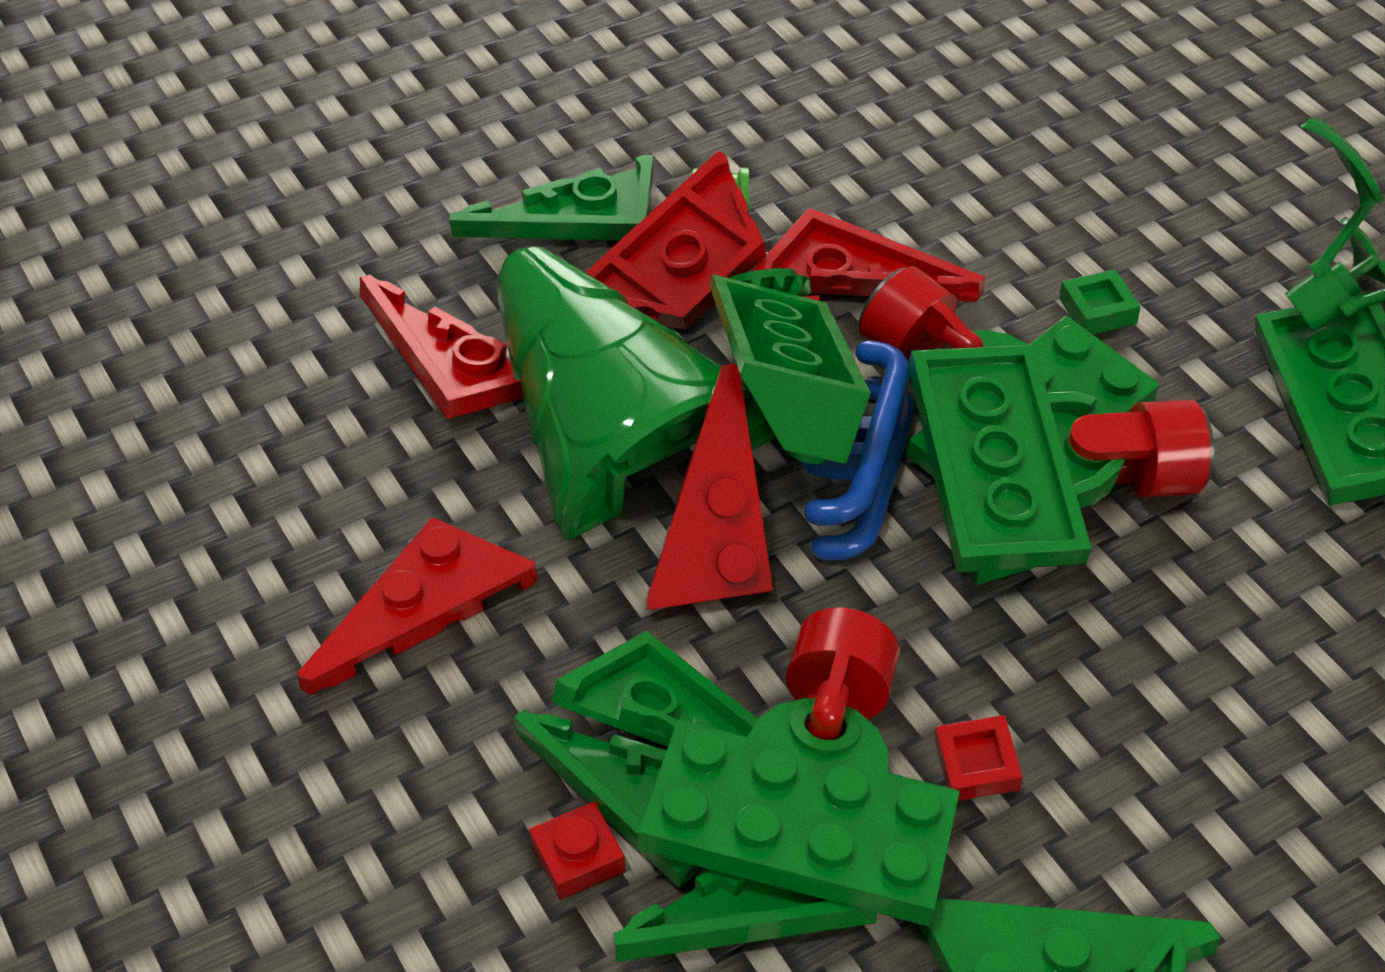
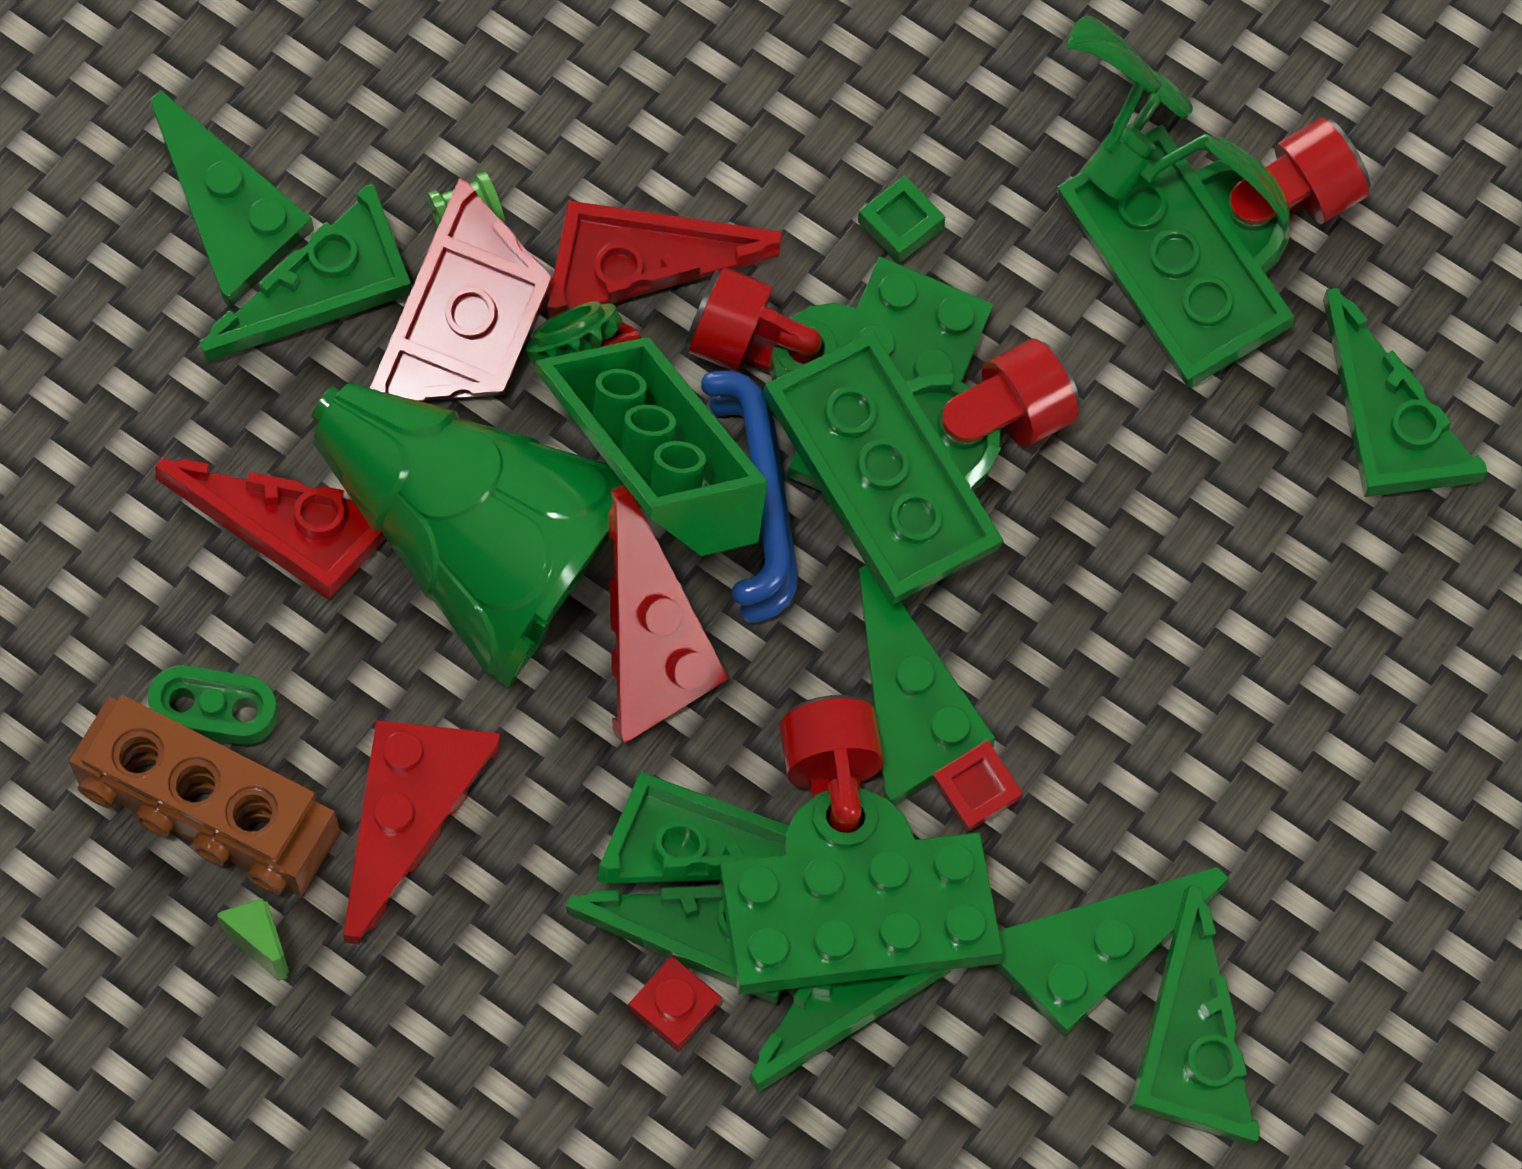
camera: 25 degrees left, 20 degrees up
(221, 643) = (255, 933): none -> bright green slope
(246, 520) = (187, 764): none -> dark orange brick
(306, 461) = (216, 703): none -> green plate
(532, 143) = (237, 212): none -> green wing
(947, 666) = (916, 700): none -> green wing

